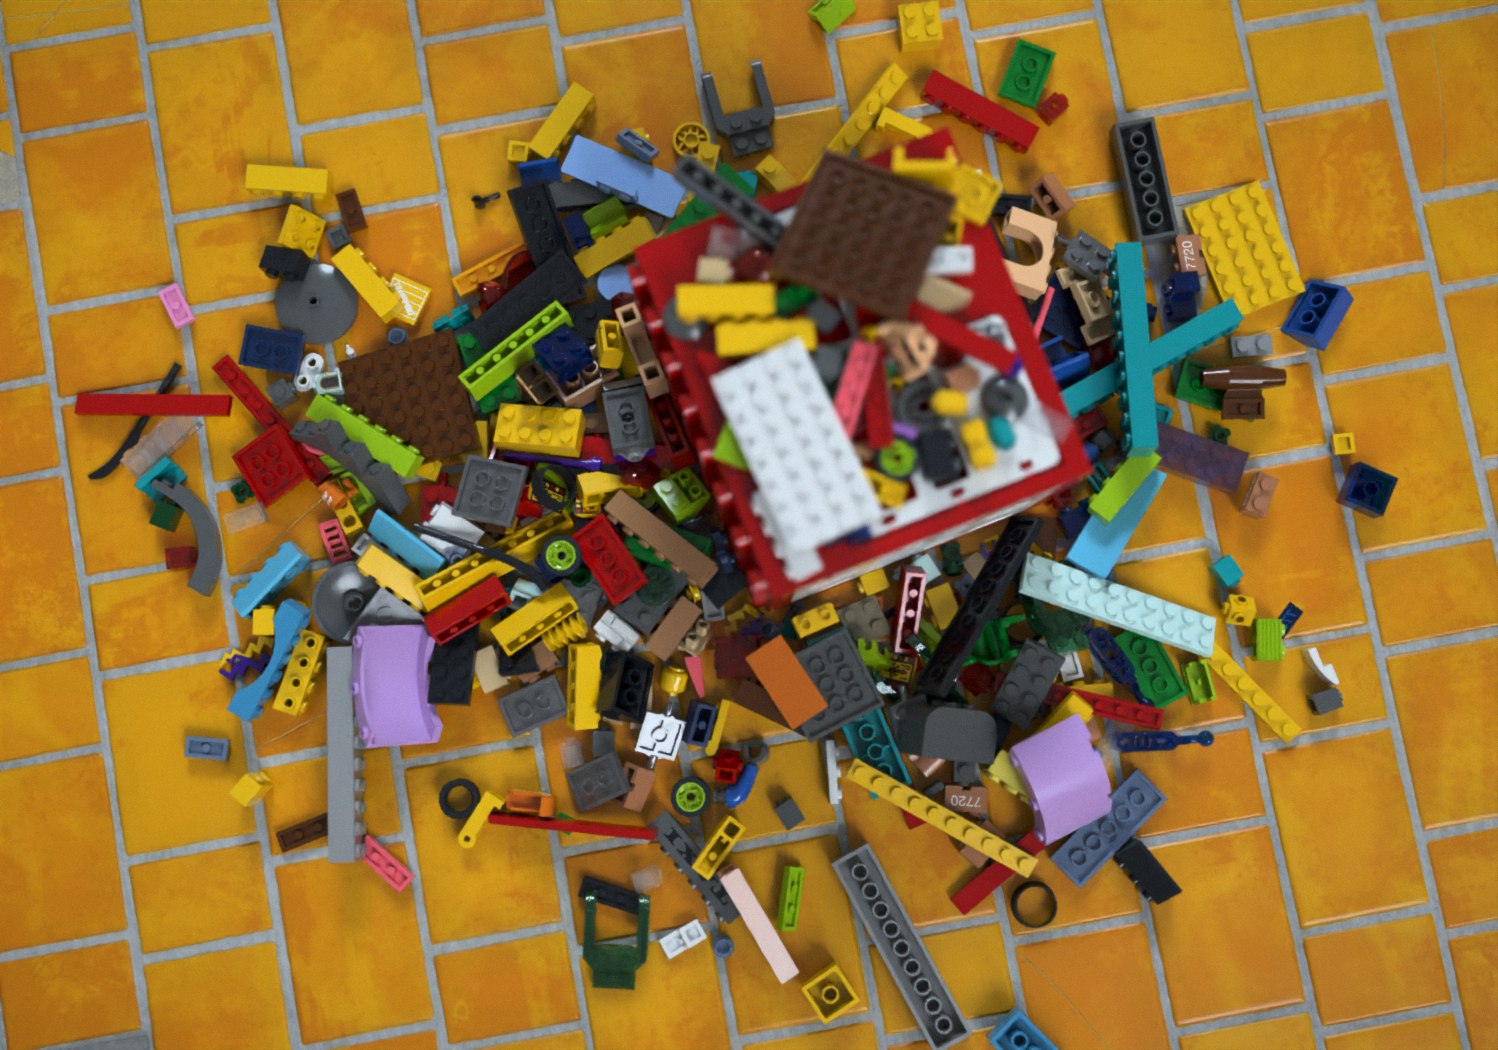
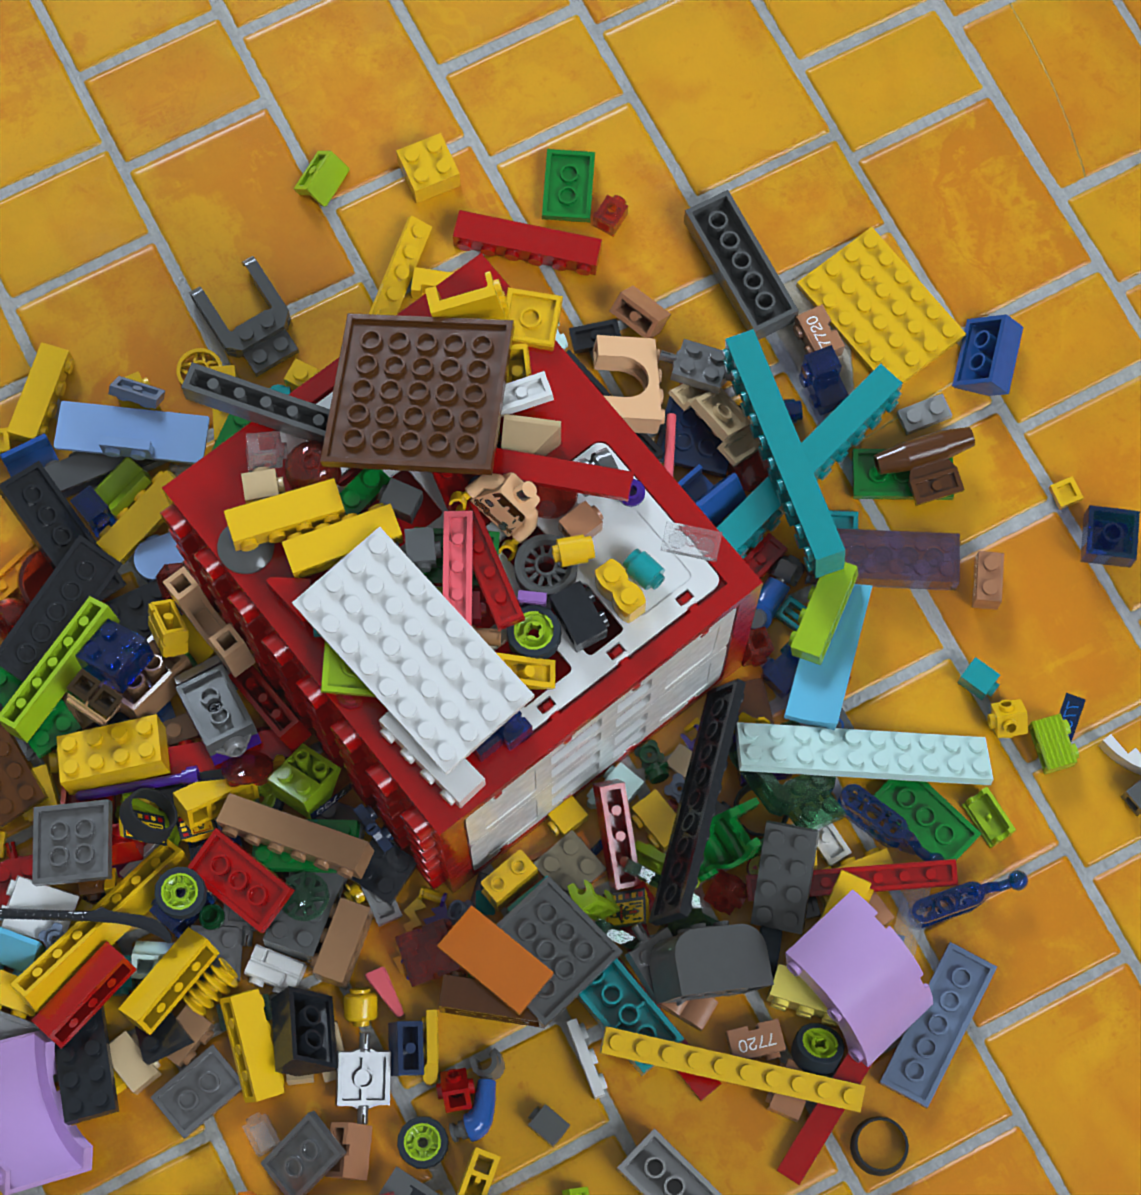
camera: 15 degrees left, 10 degrees down
(603, 741) = (295, 1106): dark grey brick -> none
(697, 638) = (374, 946): tan hips -> none
(933, 788) = (715, 1040): dark grey tile -> none
(963, 772) = (743, 1009): dark grey brick -> none
(995, 405) = (626, 540): dark grey dish -> none
(1004, 827) = (817, 1049): none -> black wheel
(1146, 871) = (999, 1061): black slope -> none
(1215, 430) = (915, 520): dark green plate -> none
(1251, 694) = (1056, 813): yellow plate -> none

